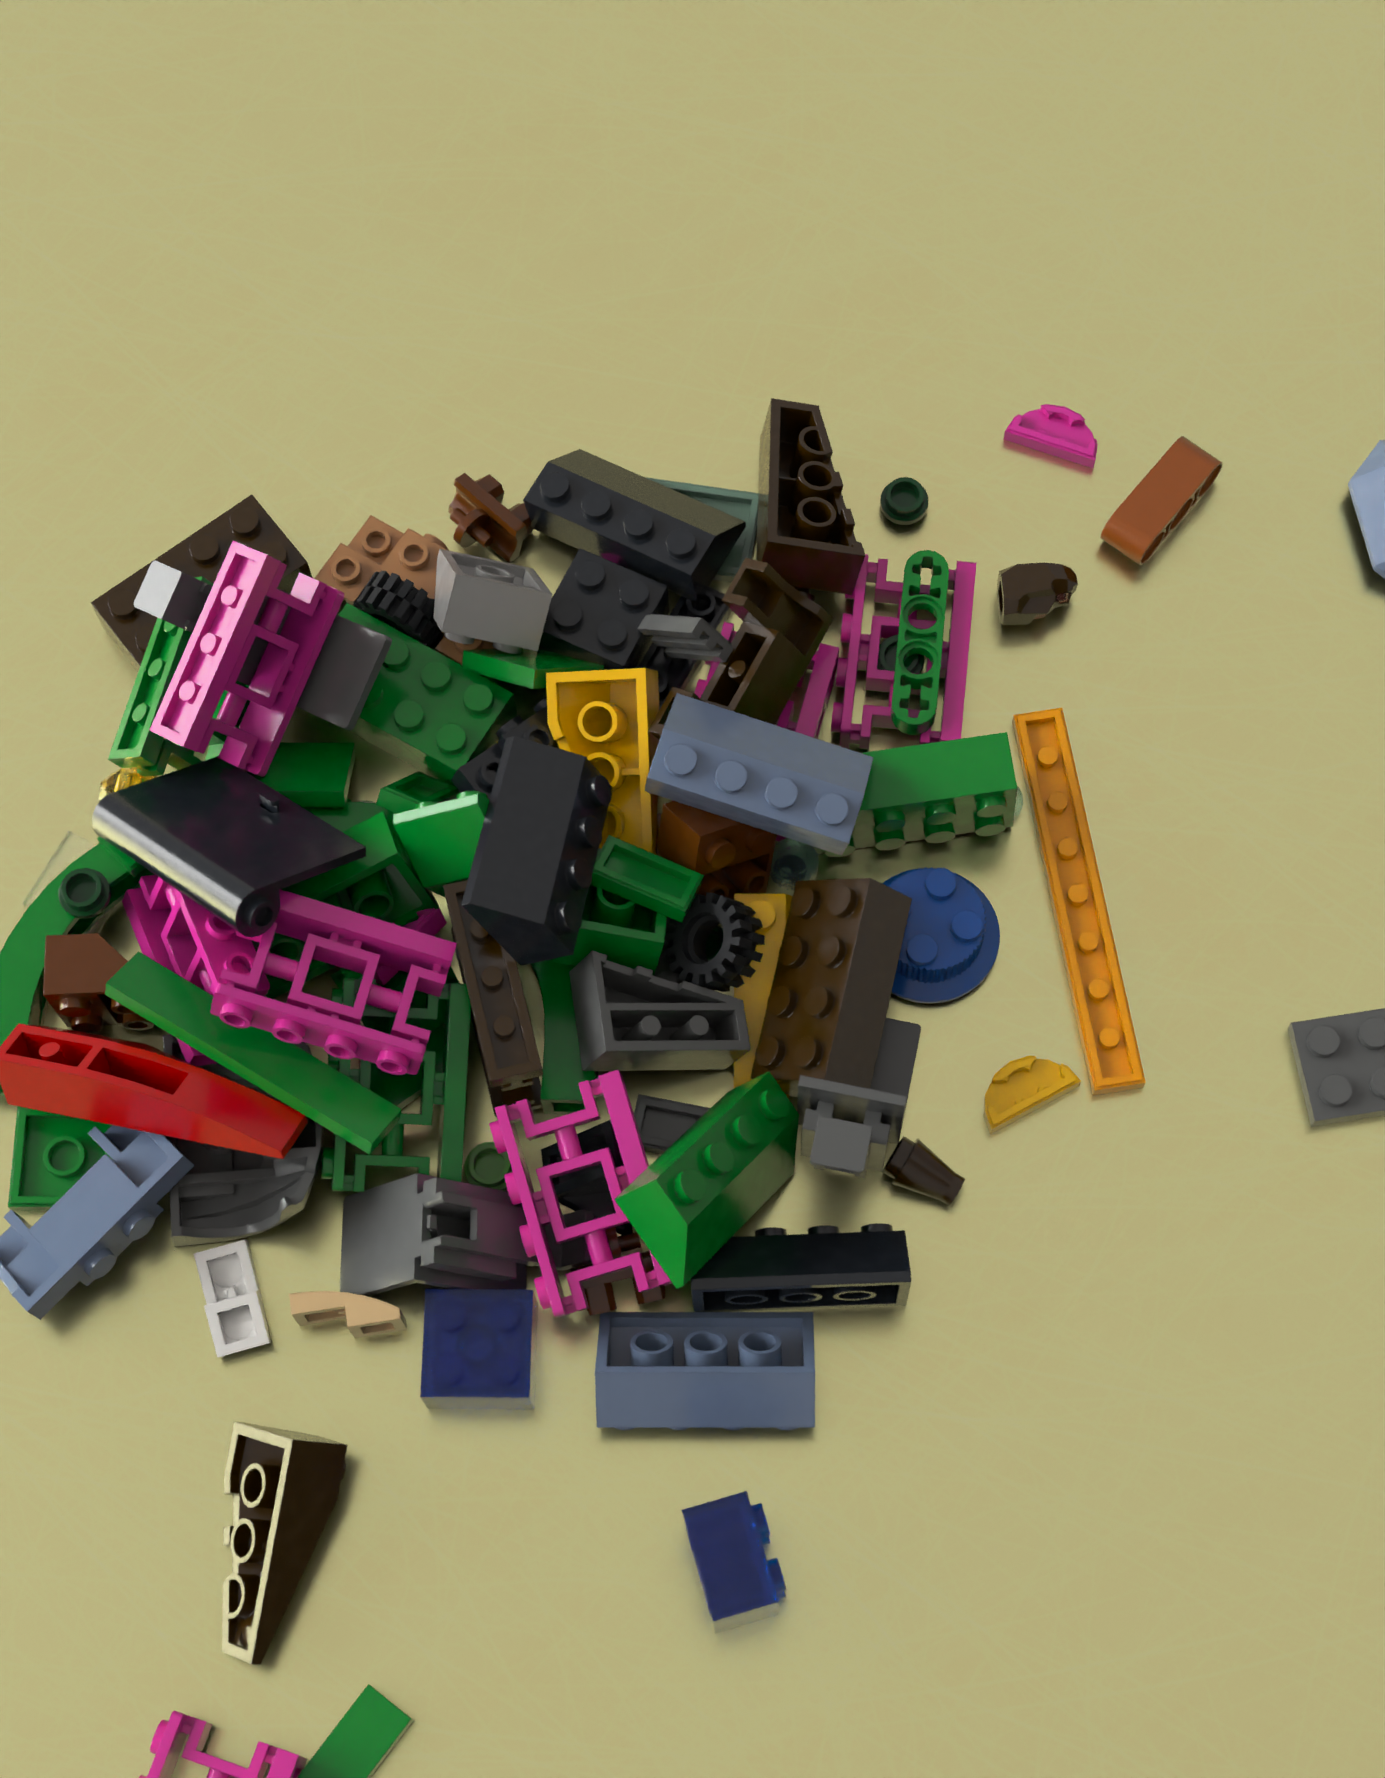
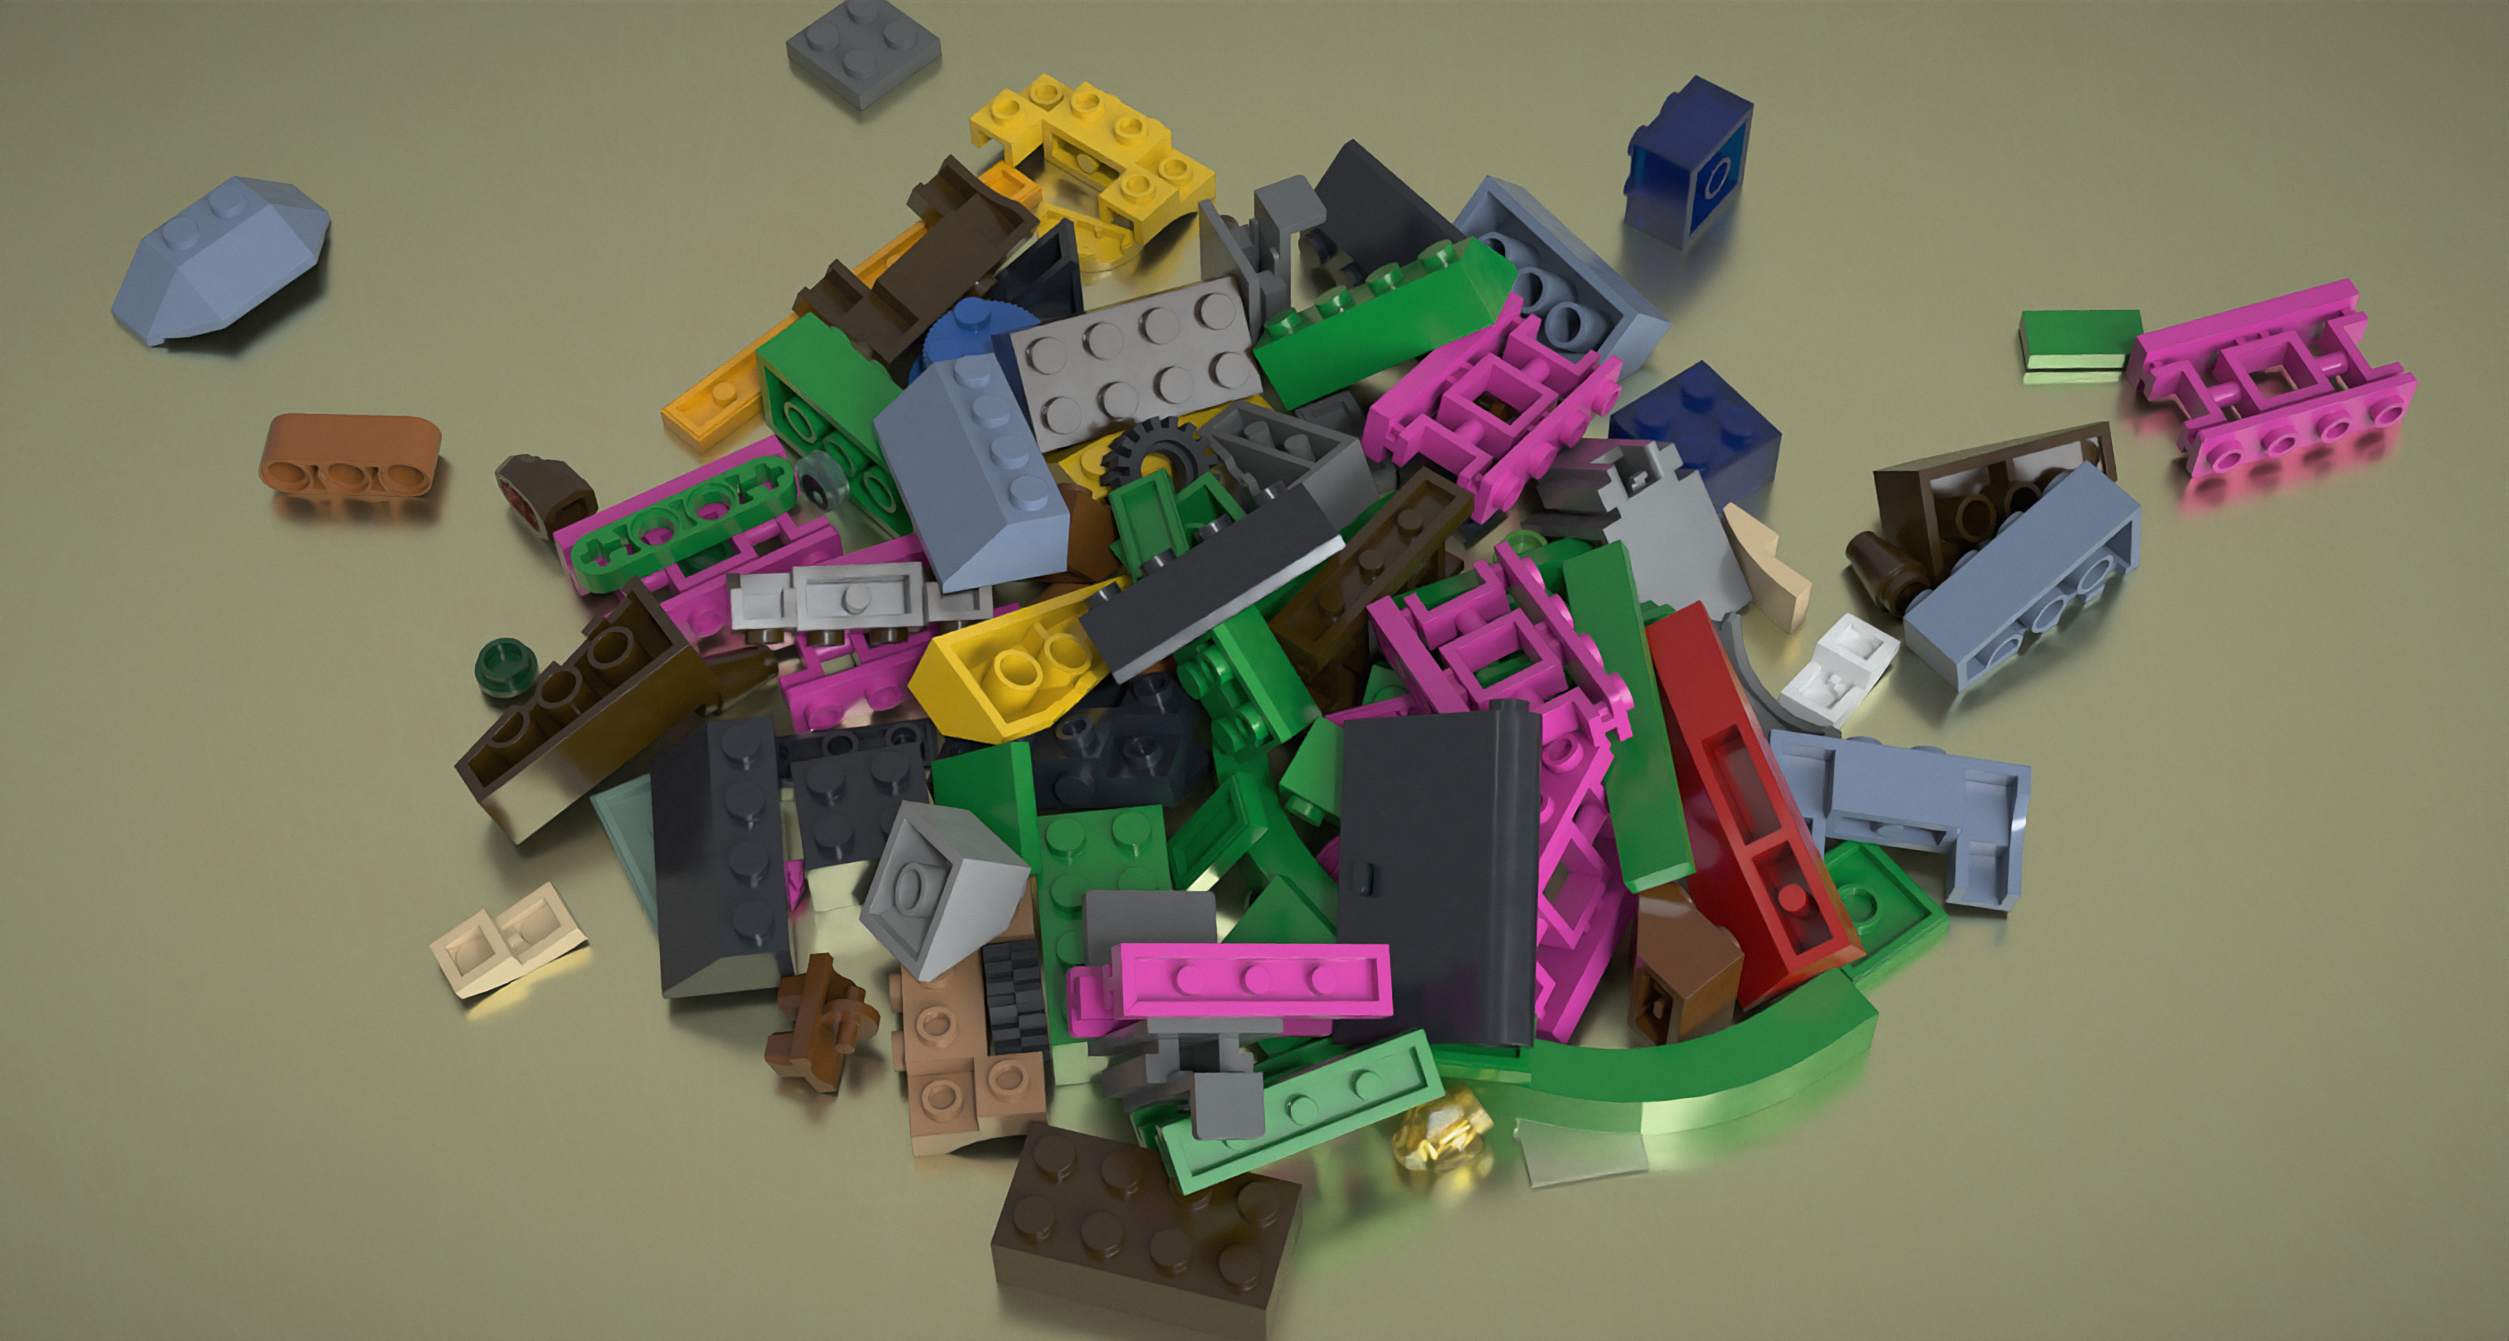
camera: 130 degrees left, 15 degrees down
(84, 893) = (1598, 1042): dark green plate -> none
(180, 1477) = (2025, 576): none -> sand blue wedge
(276, 1399) = (1886, 572): none -> dark brown cone
(683, 637) = (849, 682): dark grey tile -> none
(691, 397) = (496, 950): none -> tan slope
(978, 1021) = (1045, 276): none -> black slope
(1036, 937) = (955, 260): none -> dark brown bracket
(1054, 432) = (319, 596): dark pink tile -> none
(1097, 1160) = (1101, 145): none -> yellow bracket

